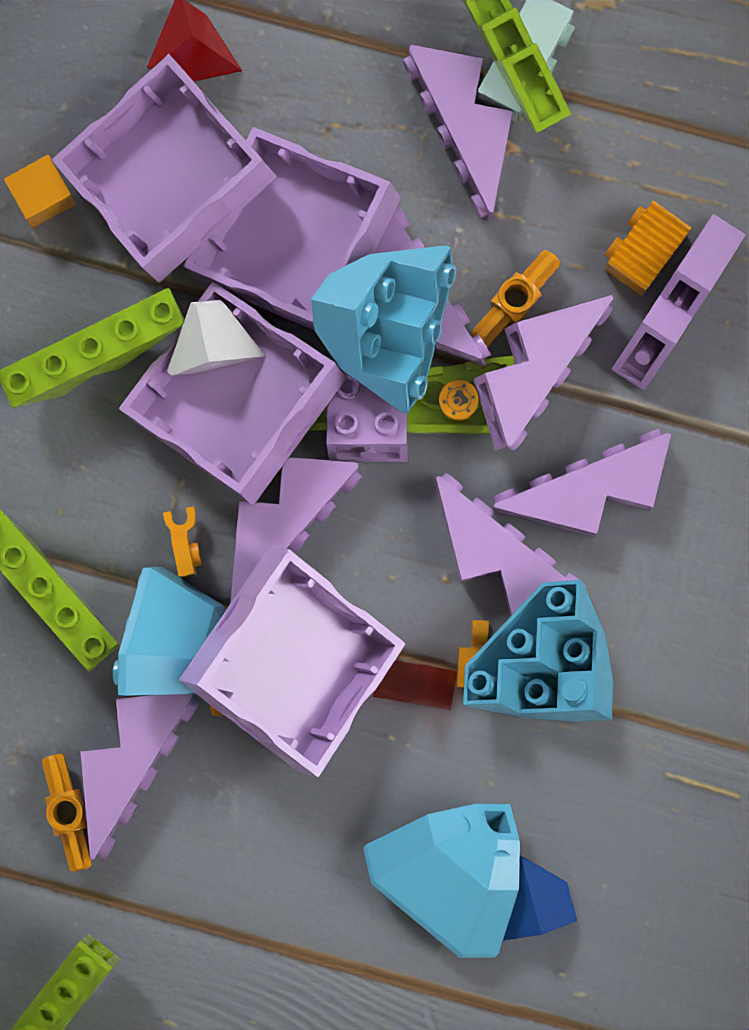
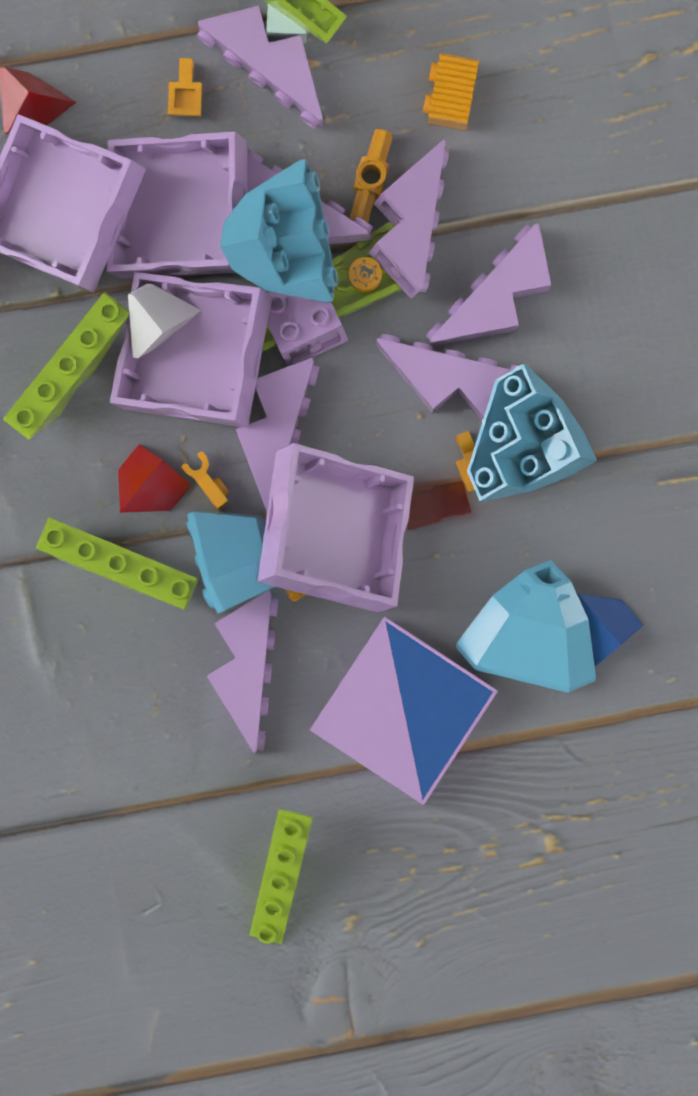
camera: 25 degrees left, 0 degrees up
(71, 834) = (230, 742): light orange axle -> none
(120, 514) = (148, 483): none -> red slope
(273, 892) = (403, 710): none -> tile
(360, 118) = (185, 95): none -> light orange plate
(678, 302) = (496, 121): lavender slope -> none

